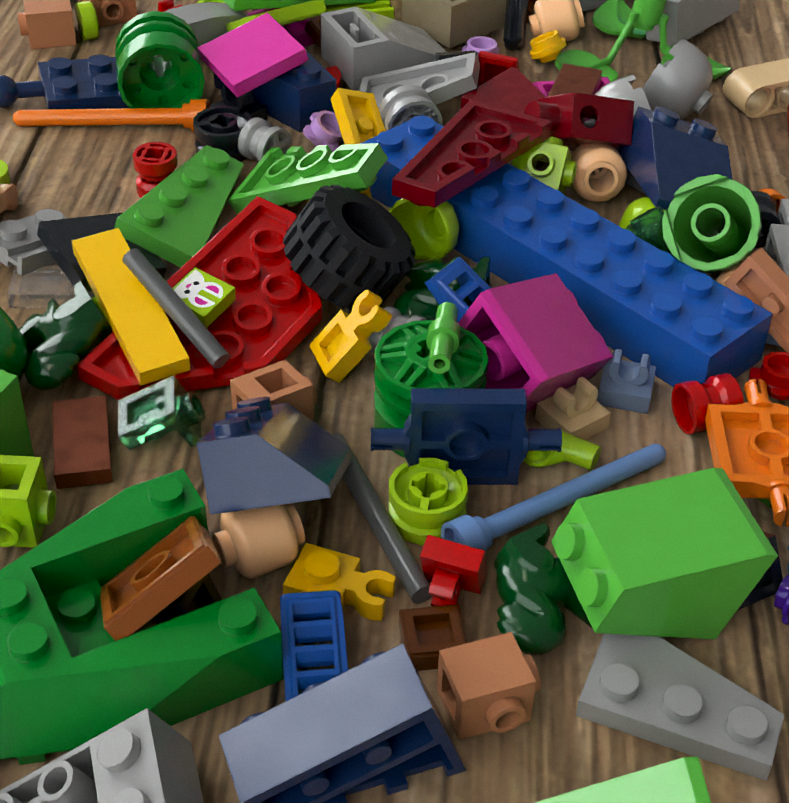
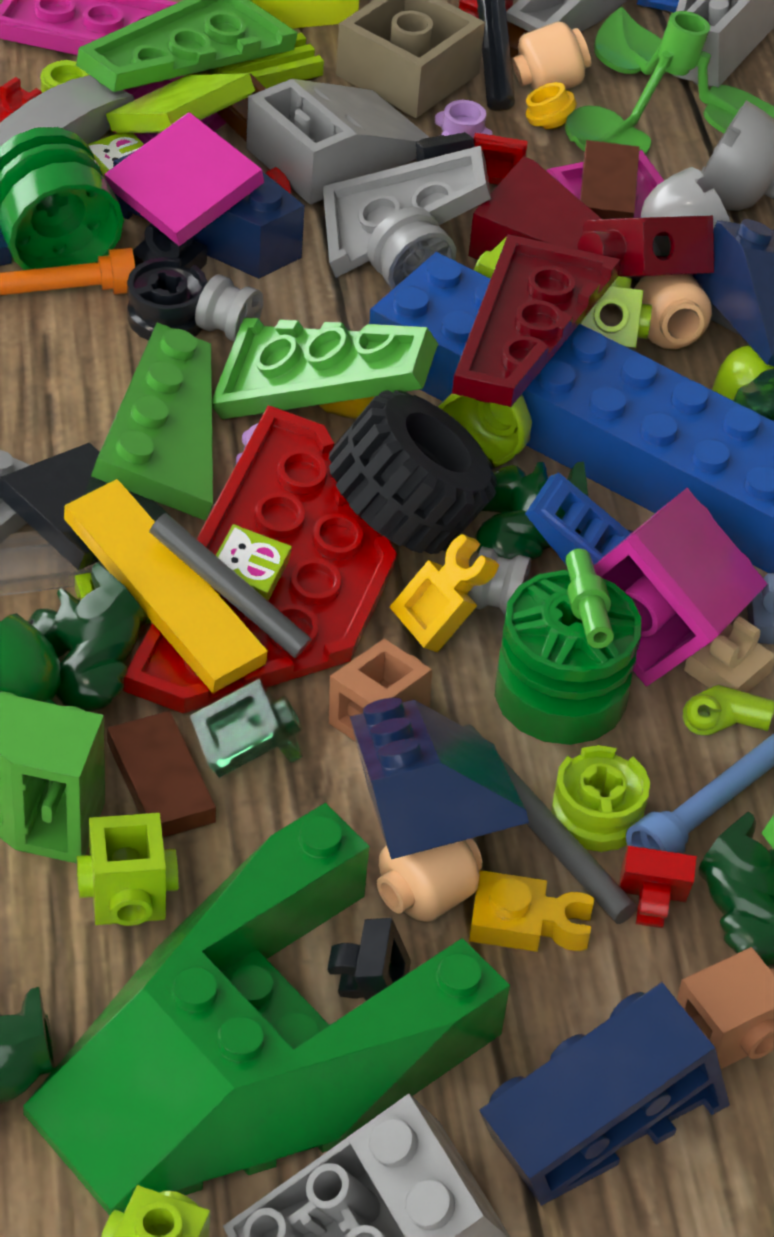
camera: 15 degrees left, 5 degrees up
(154, 163) = (103, 370): red wheel -> none
(157, 578) = (348, 940): dark orange tile -> none
(308, 619) = (529, 961): blue slope -> none
(323, 130) = (301, 279): lavender plate -> none
(356, 115) = (348, 268): yellow plate -> none
(430, 630) = (651, 957): reddish brown tile -> none
(472, 430) = (636, 707): dark blue plate -> none

